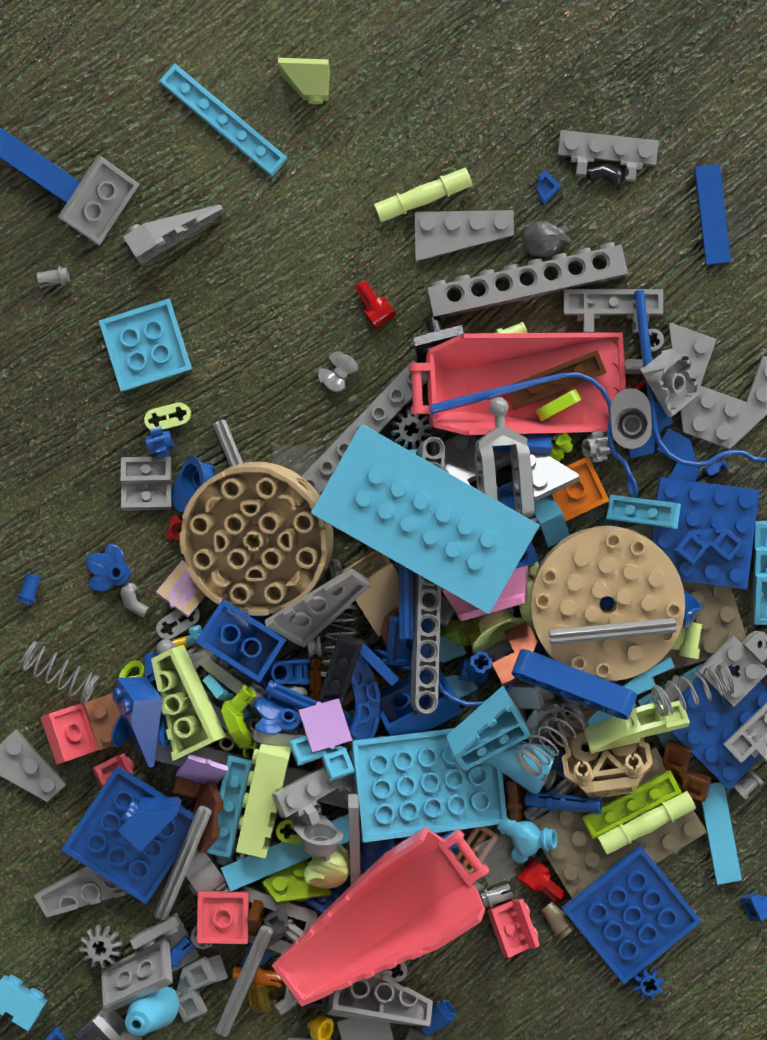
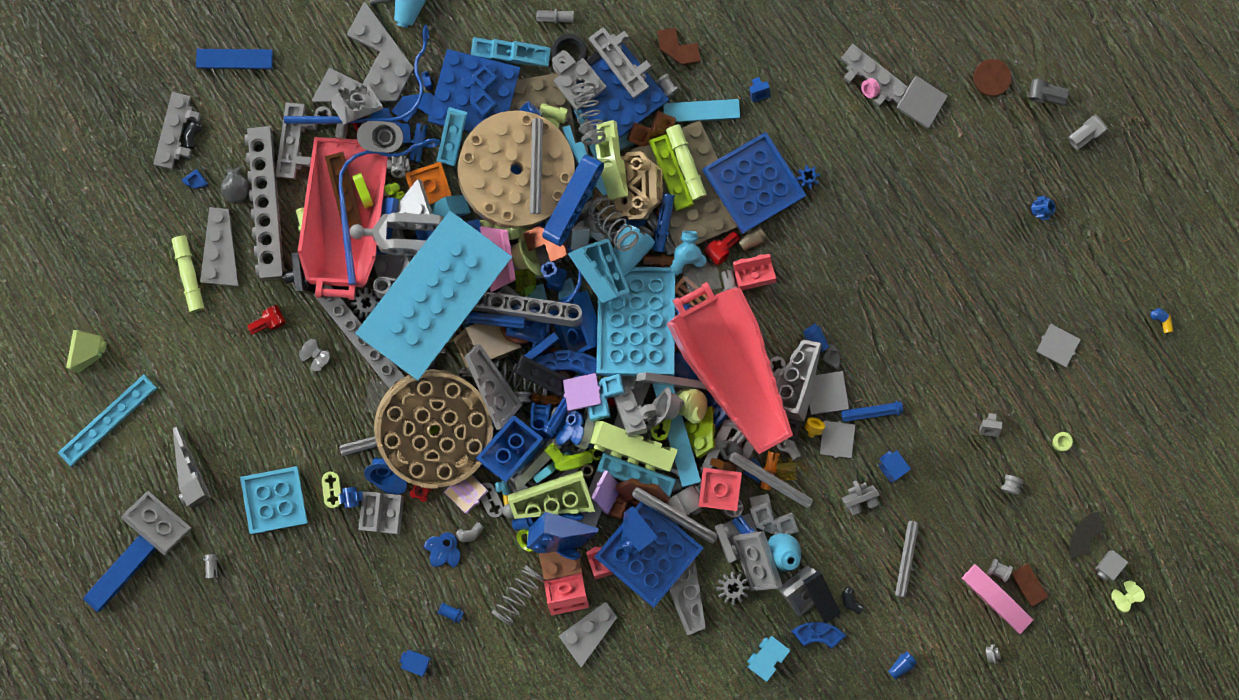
camera: 80 degrees left, 5 degrees down
(636, 468) = (418, 138): none -> blue pin

